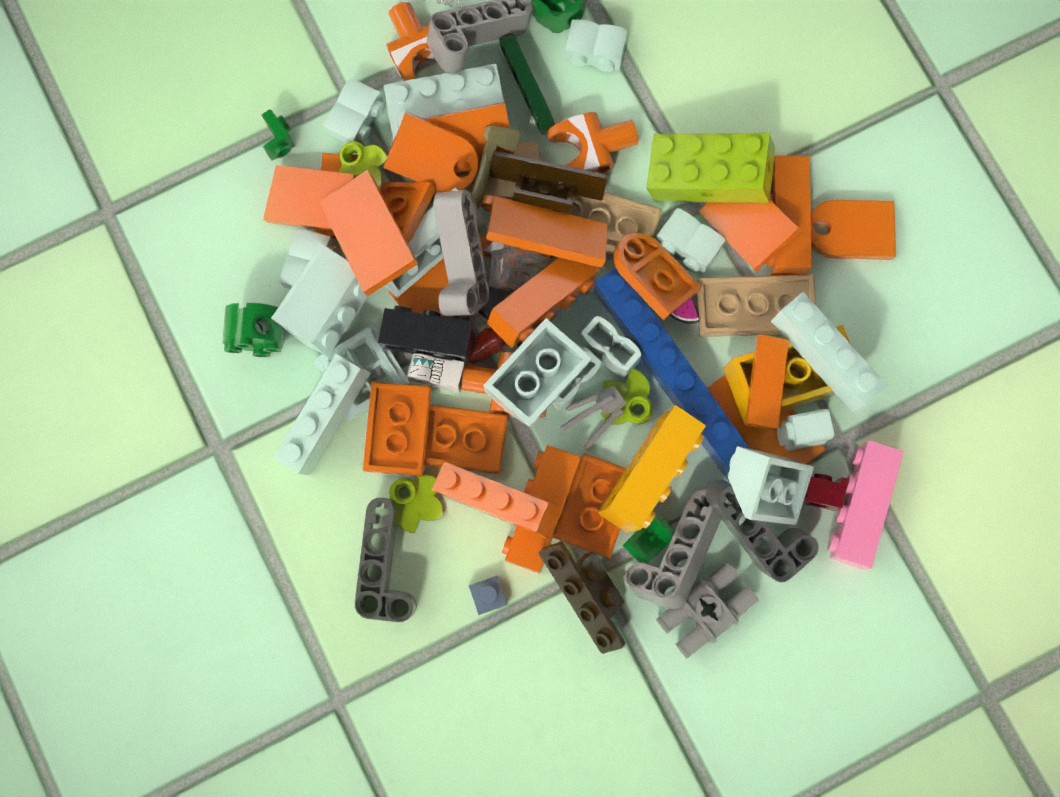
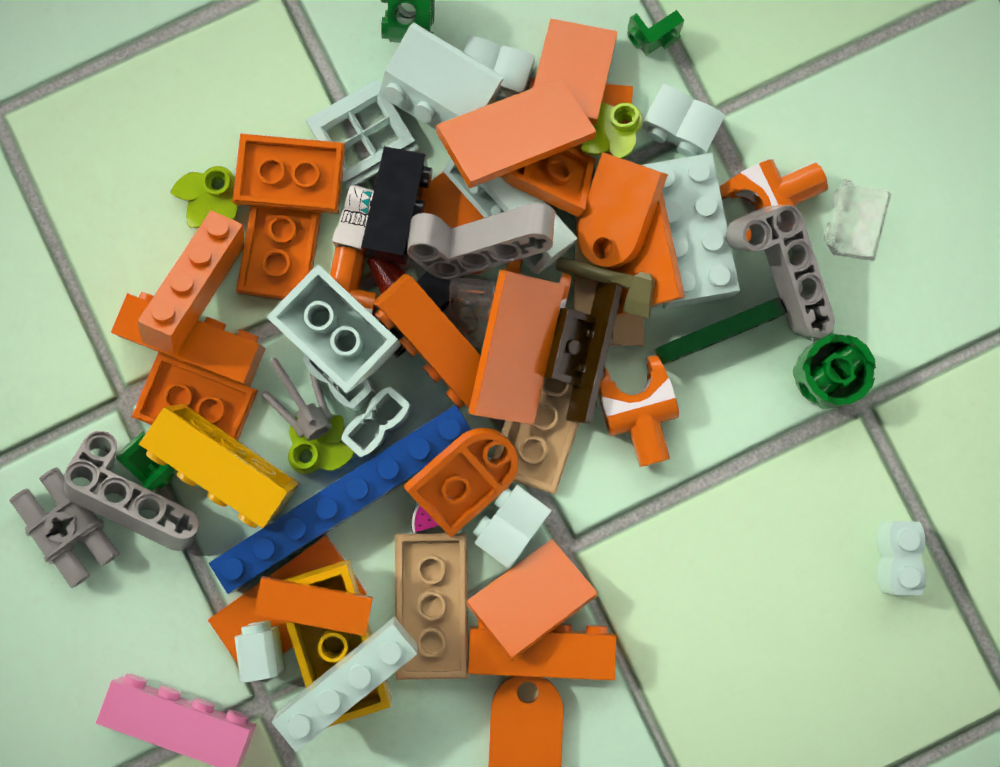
camera: 85 degrees right, 5 degrees up
(322, 415) = (305, 86): light aqua brick -> none
(382, 558) = (138, 155): dark grey beam -> none
(488, 595) = (97, 277): sand blue plate -> none
(588, 592) = (87, 391): dark brown bracket -> none
(595, 45) = (770, 418): light aqua brick -> none
(711, 167) = (598, 554): lime brick -> none
(750, 531) = (117, 610): dark grey beam -> none
(769, 485) = (188, 601): light aqua slope -> none
(826, 493) = (195, 671): dark red brick -> none

